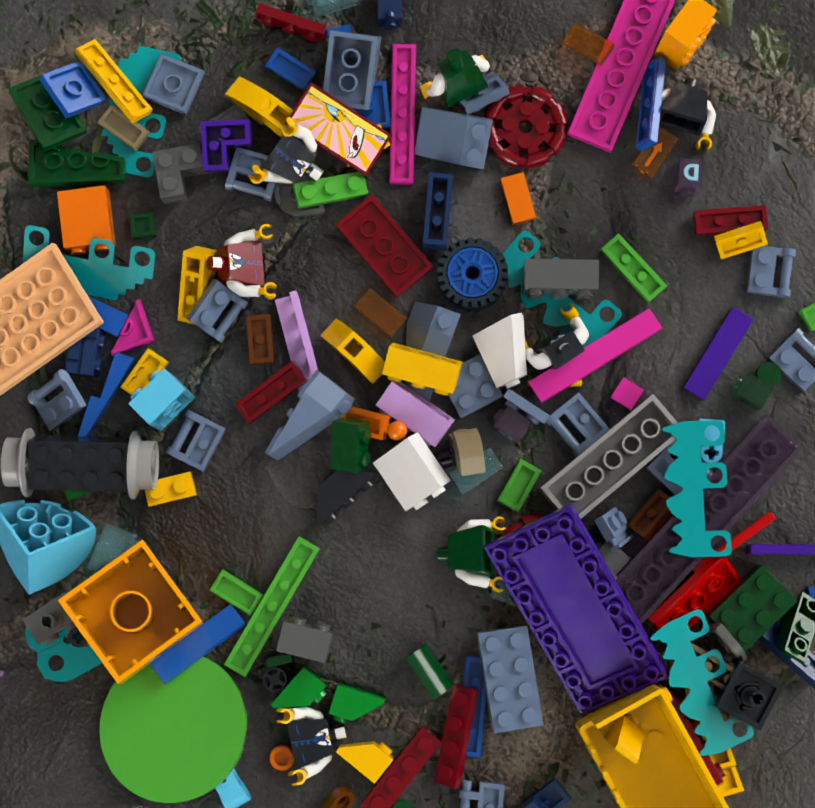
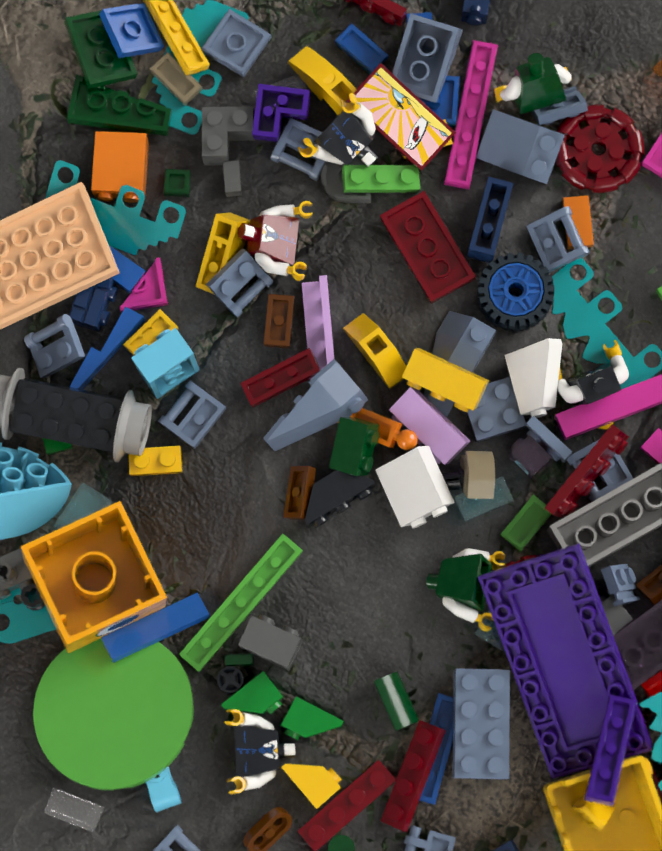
camera: 15 degrees right, 5 degrees down
(193, 213) = (232, 178): none -> dark grey piece
(236, 592) = (205, 582): bright green tile -> none
(282, 757) = (222, 765): orange tile -> none
(306, 495) = (299, 492): none -> reddish brown plate
(380, 312) = (411, 316): clear orange tile -> none
(496, 223) = (549, 242): none -> sand blue plate
(560, 278) = (608, 311): dark grey brick -> none
(562, 441) = (581, 479): none -> dark red plate
(632, 688) = (611, 750): none -> dark purple tile

